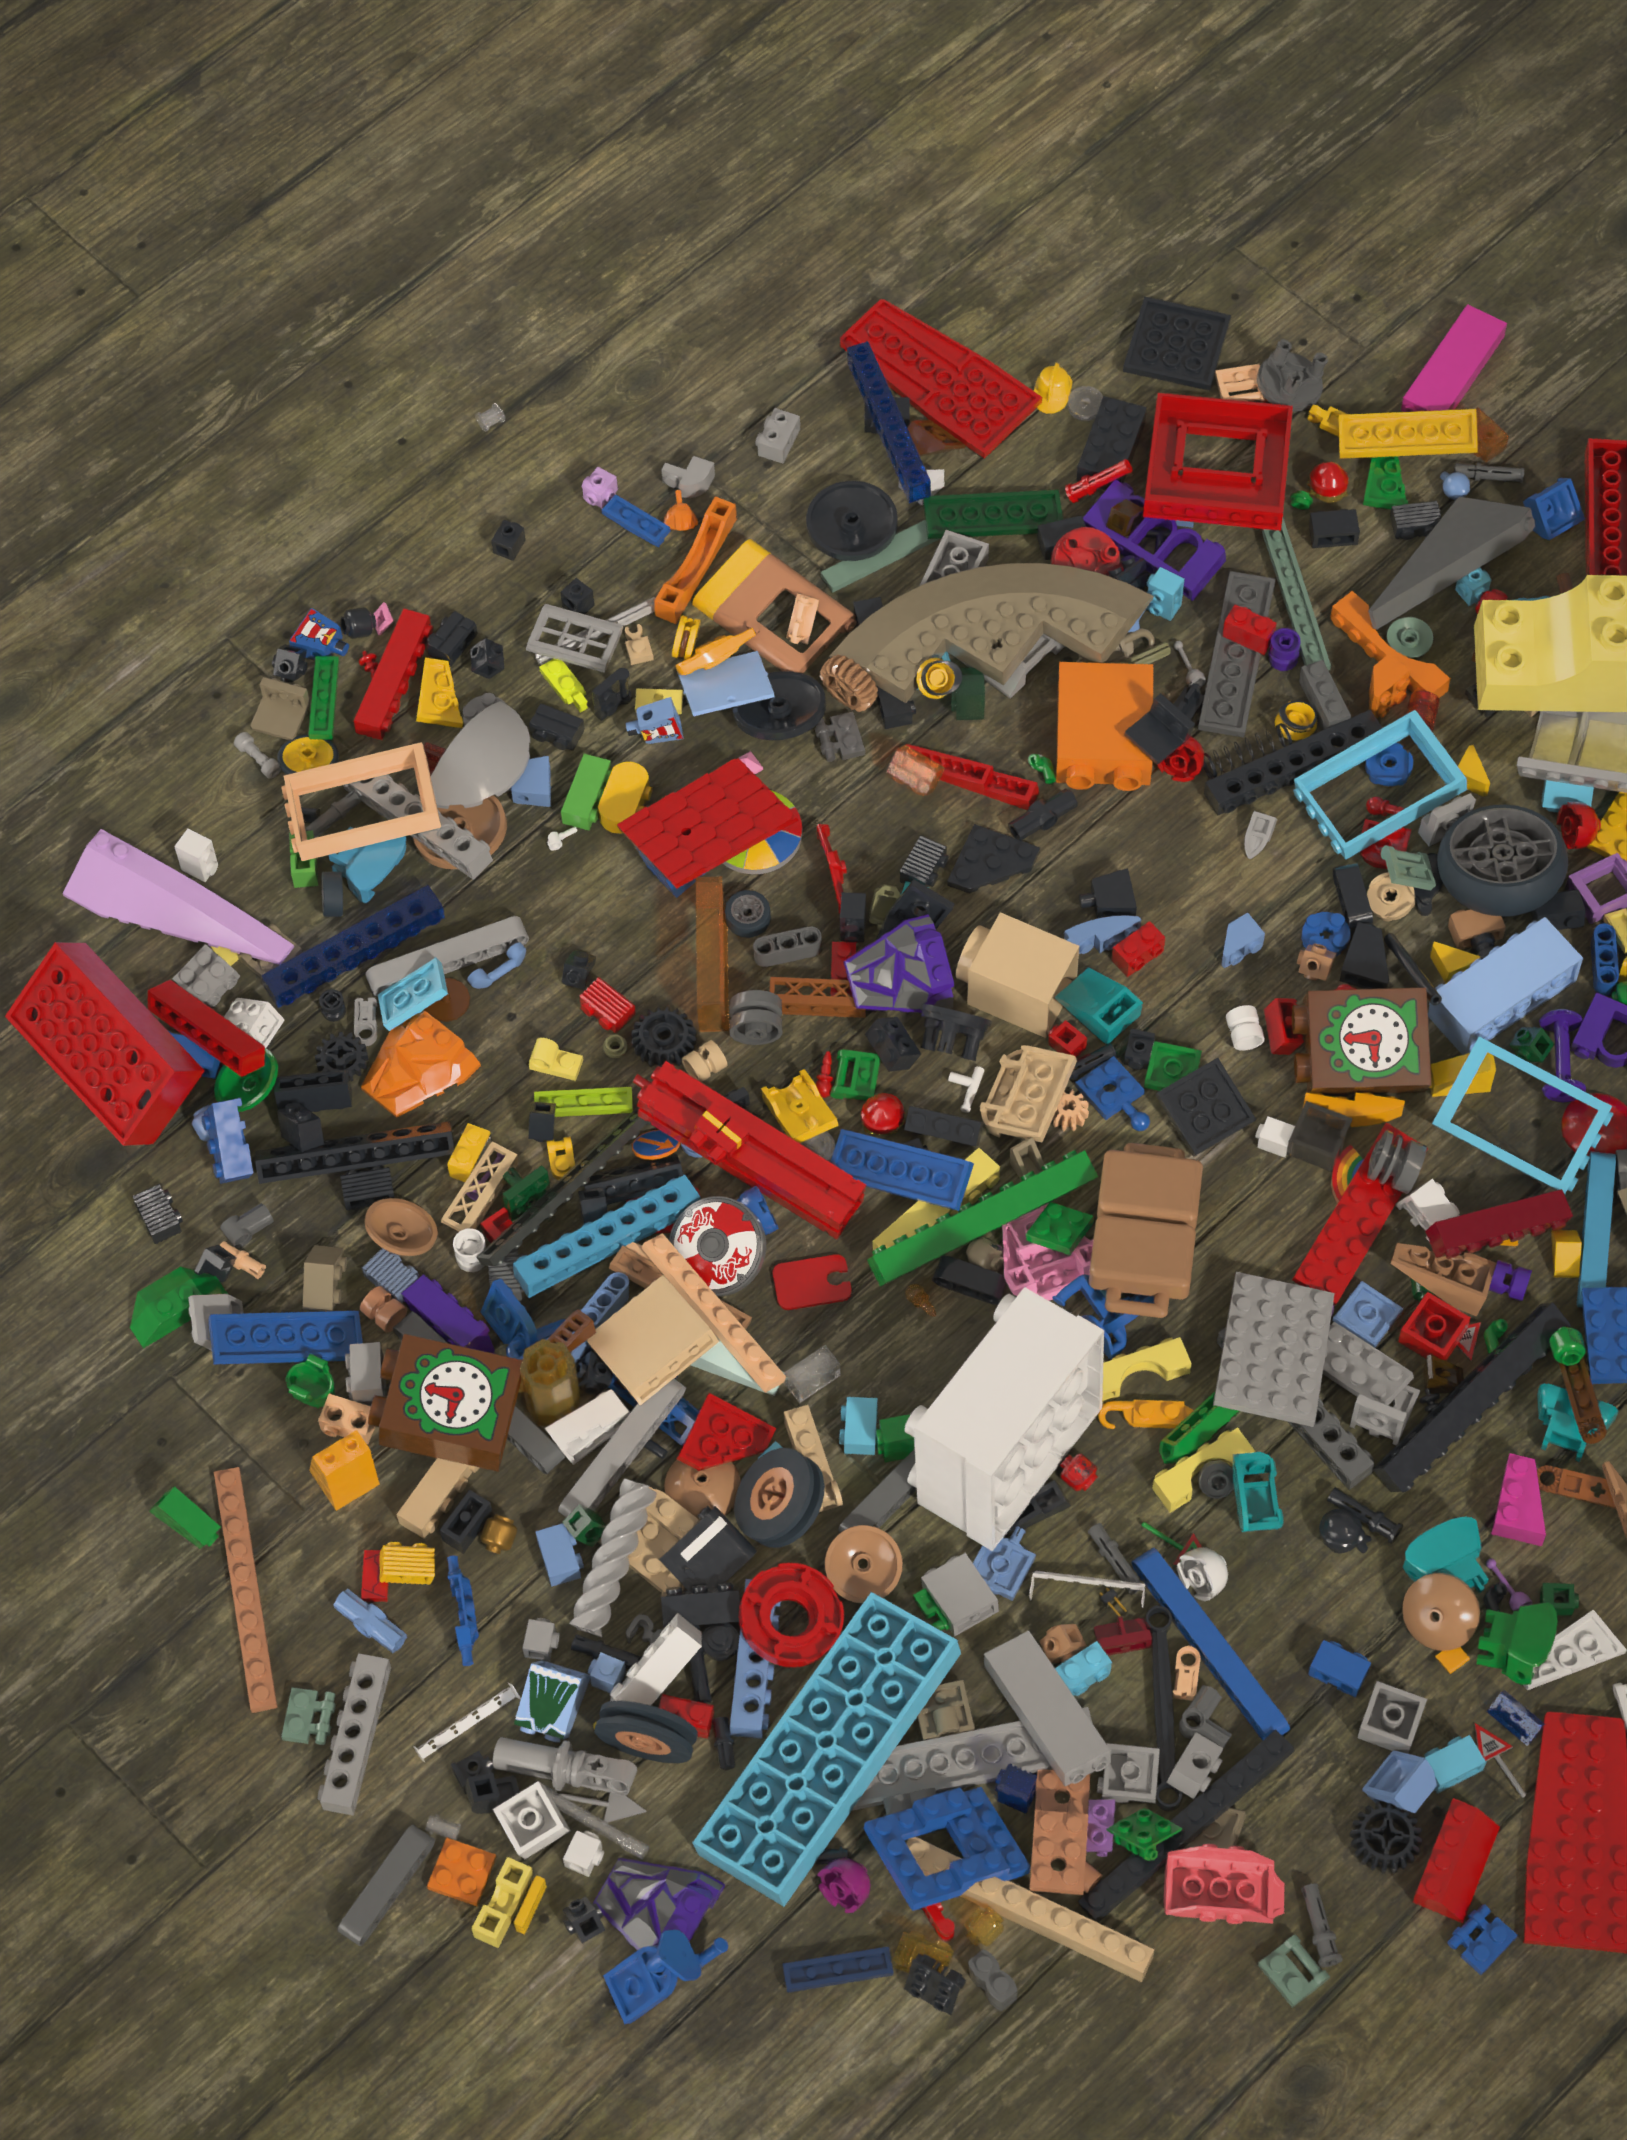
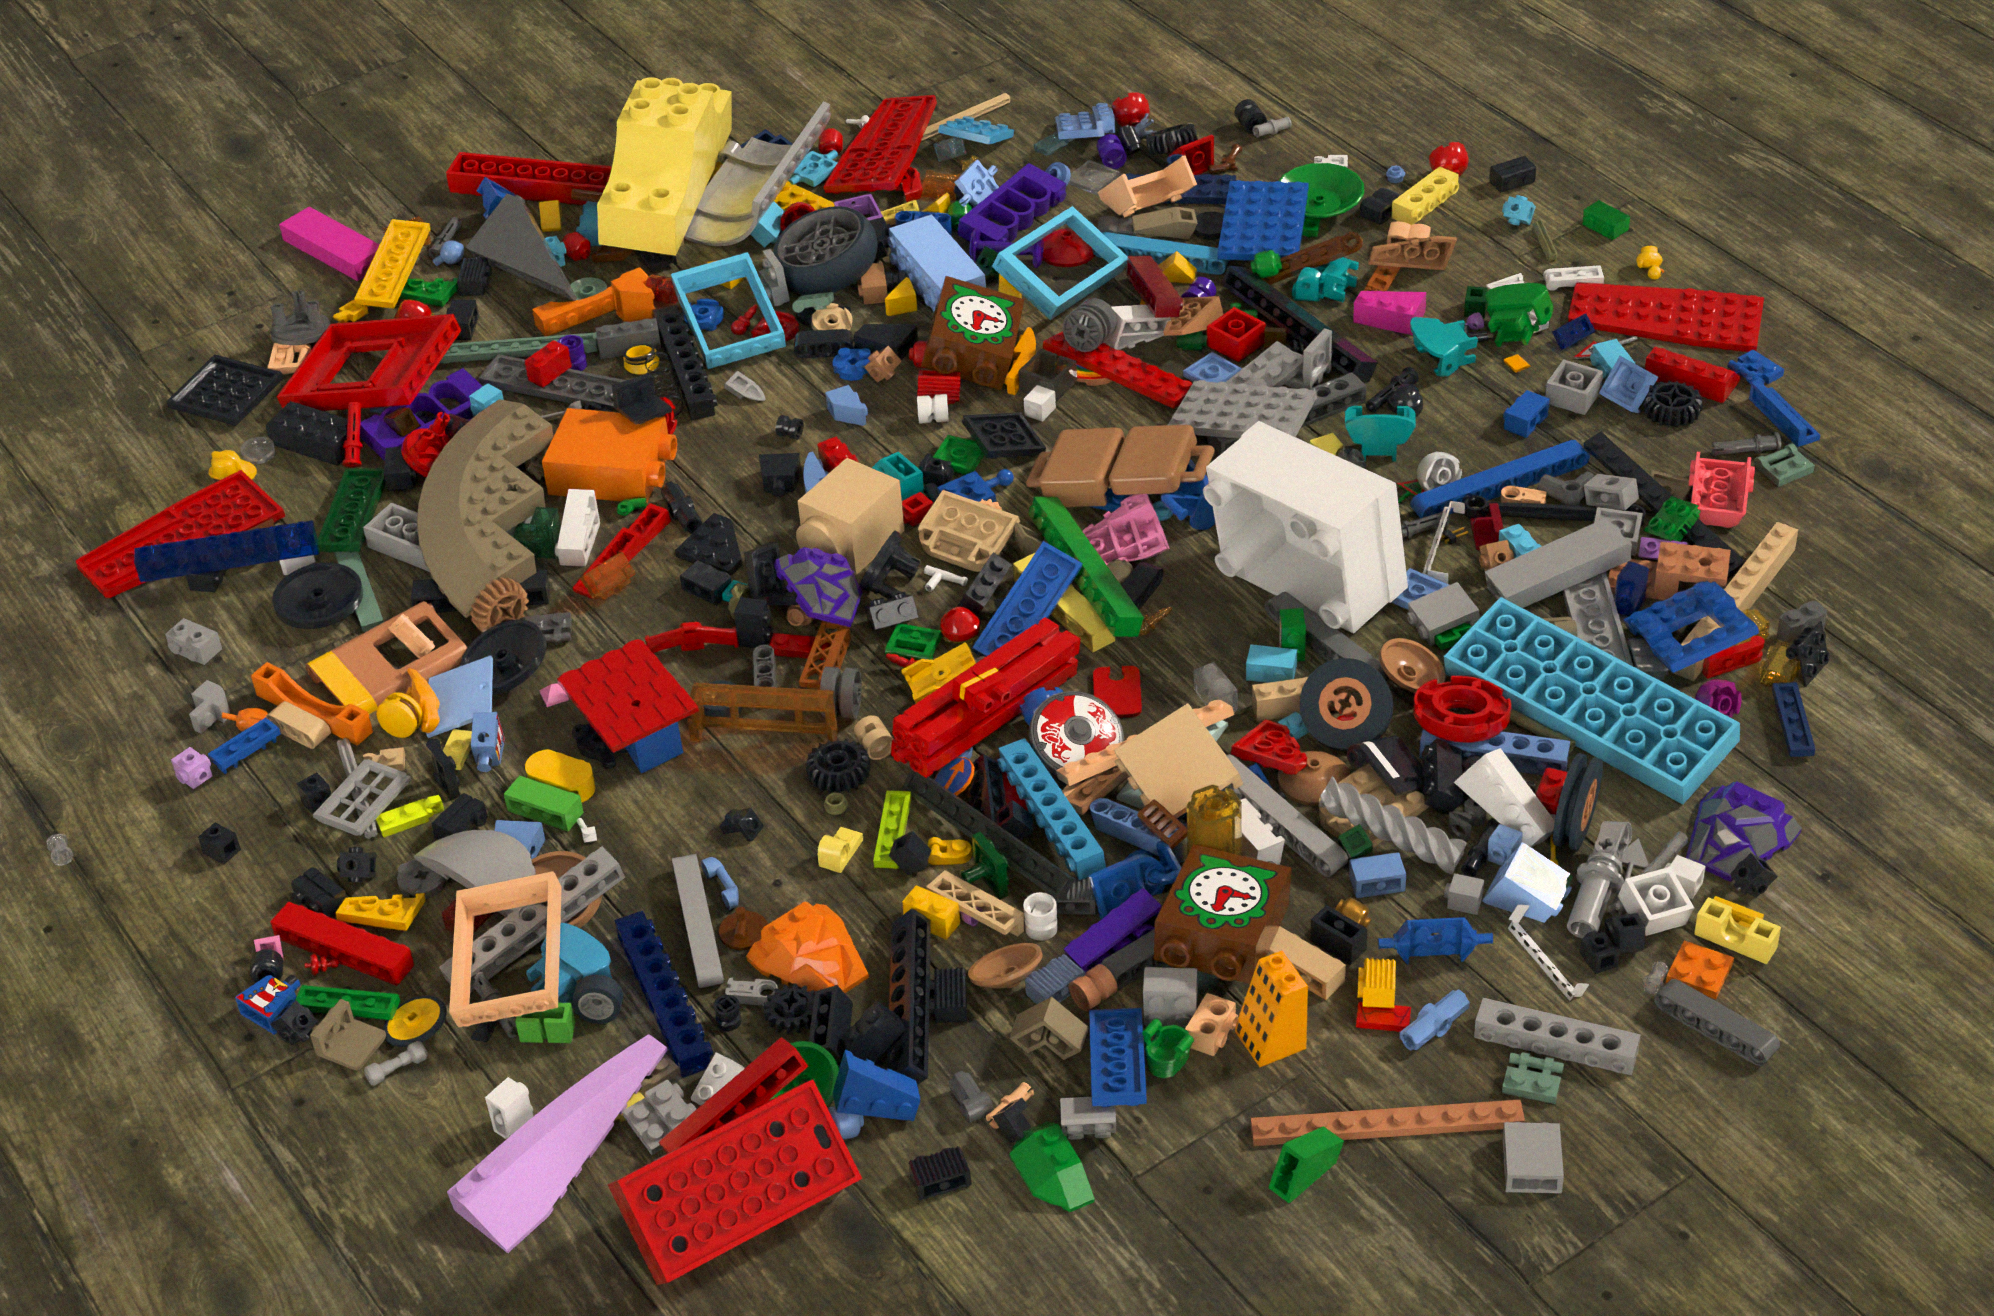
camera: 80 degrees left, 20 degrees down
(205, 1717) = (1533, 1157): none -> light grey brick
(412, 994) = (741, 936): medium azure plate -> none
(496, 1224) = (1016, 898): red panel -> none
(606, 1005) = (791, 803): red brick -> none
(638, 1980) = (1812, 826): blue plate -> none
(671, 556) = (299, 725): none -> tan beam
(938, 678) = (529, 531): yellow piece -> none
(984, 726) = (578, 528): none -> white wedge
(1060, 1228) = (1105, 522): green plate -> none
(1193, 893) = (789, 427): none -> black wheel
(1385, 1963) = (1782, 414): none -> blue fence
(1412, 968) = (911, 305): black piece -> none
(1454, 1604) = (1485, 351): medium nougat dish -> none
(1552, 564) = (550, 215): none -> yellow slope

